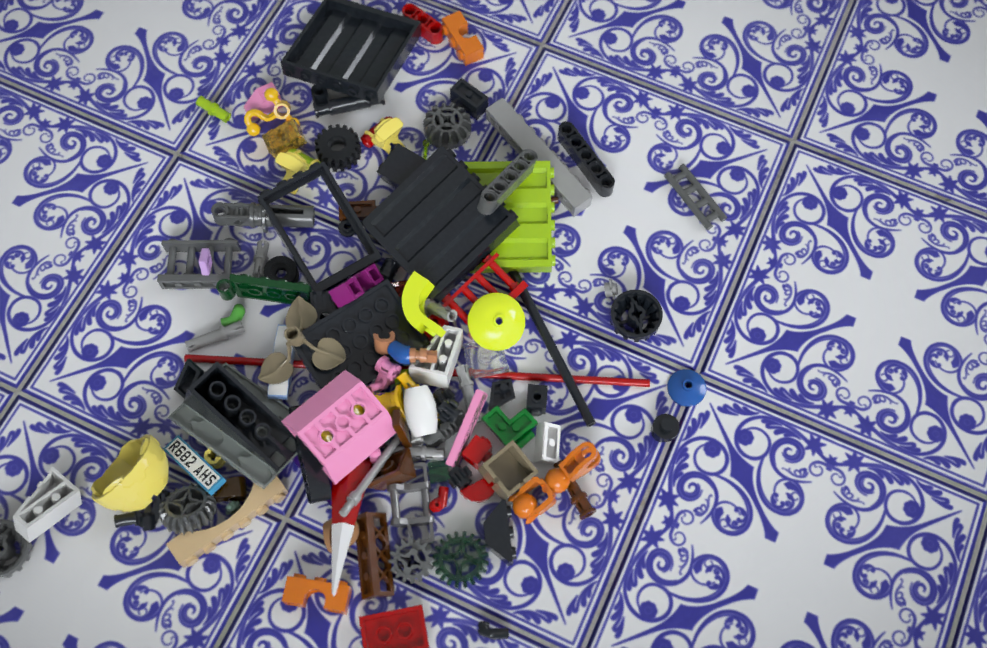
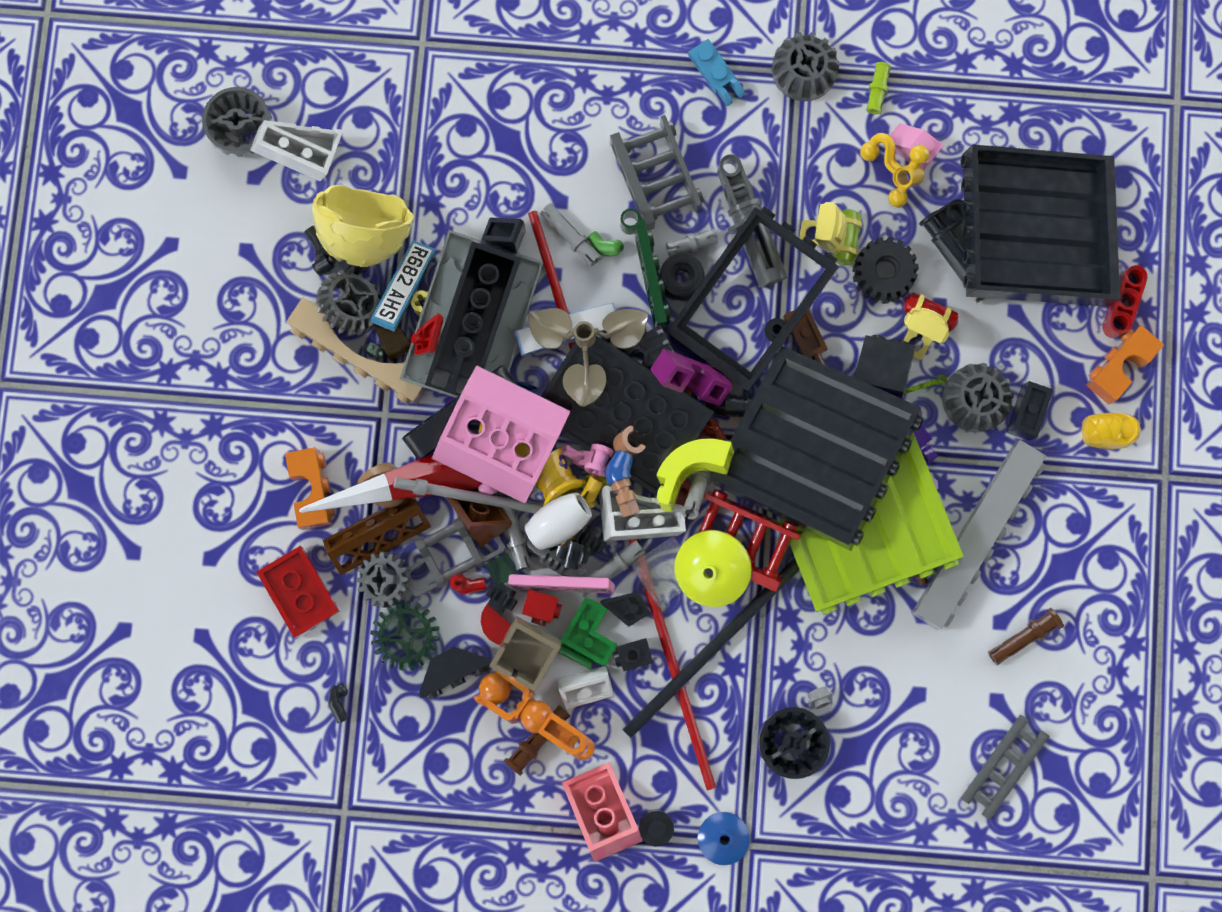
camera: 70 degrees right, 15 degrees up
(148, 202) = (715, 71): none -> dark azure hinge
(175, 152) = (798, 80): none -> dark grey gear
(205, 261) = (654, 181): lavender tile -> none
(242, 454) = (427, 336): none -> red piece
(284, 138) = (872, 209): clear yellow brick -> none
(401, 428) = (530, 505): reddish brown tile -> none
(501, 61) = (1110, 430): none -> yellow piece
(507, 182) = (888, 510): dark grey beam -> none
(588, 166) = (1009, 591): black beam -> none
(613, 147) = (1035, 631): none -> reddish brown pin
(642, 461) = (602, 812): none -> coral slope

